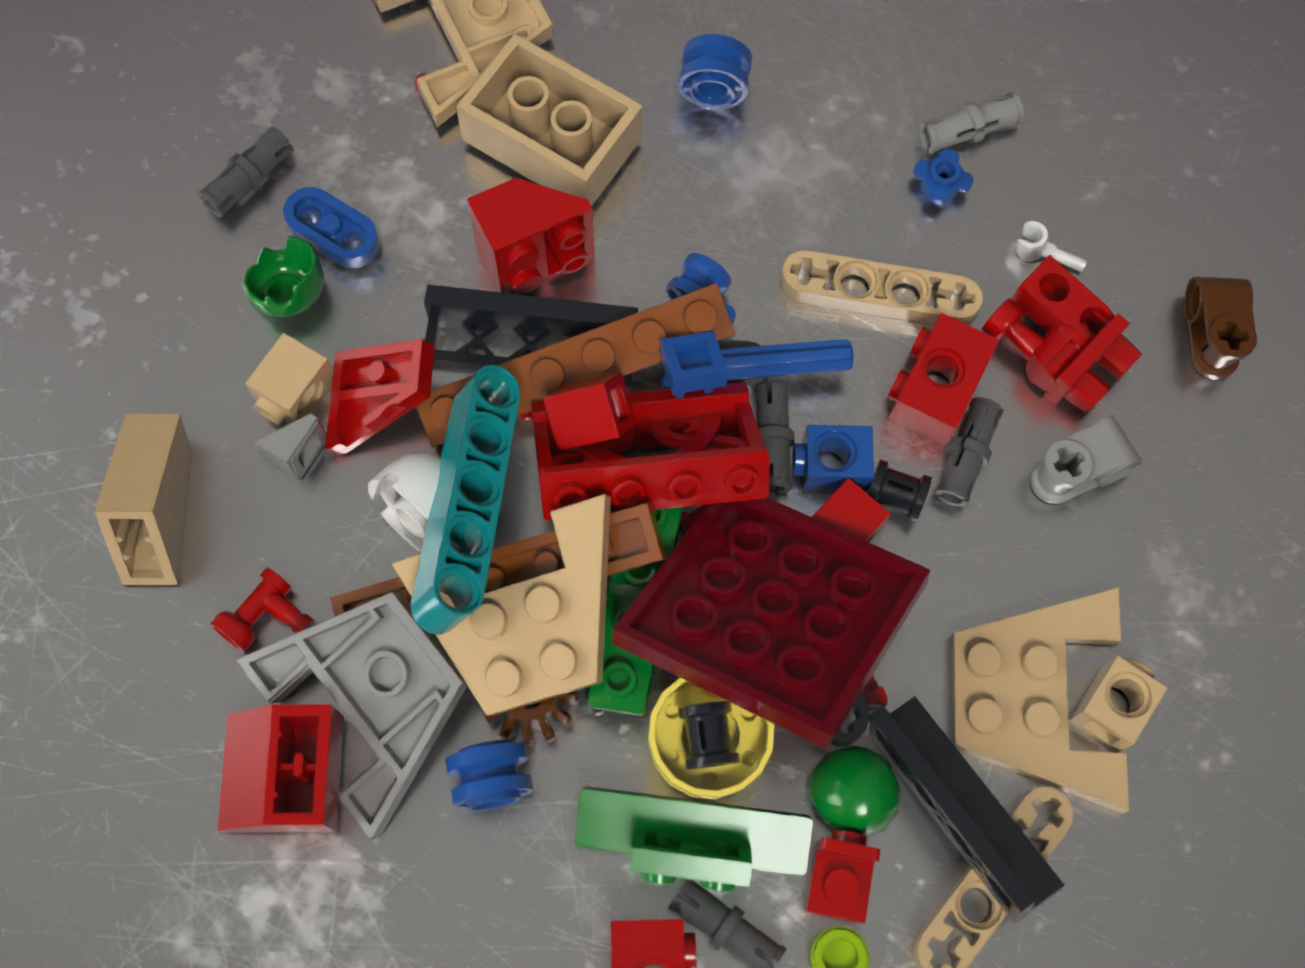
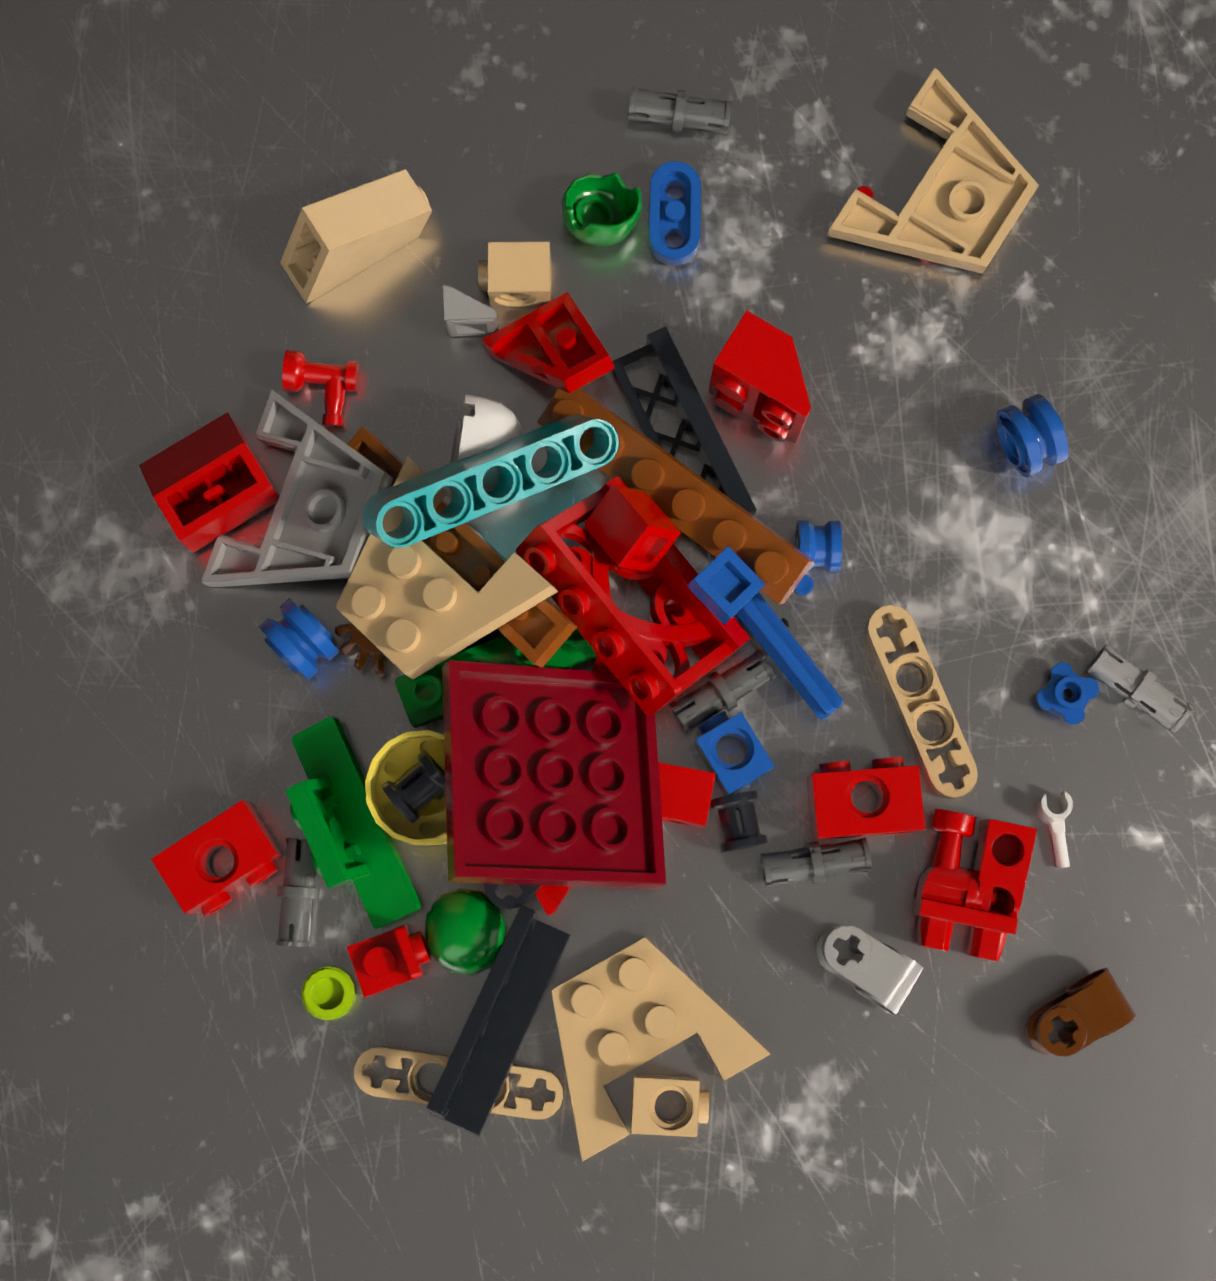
camera: 60 degrees right, 10 degrees up
(550, 120) = (886, 327): tan brick -> none

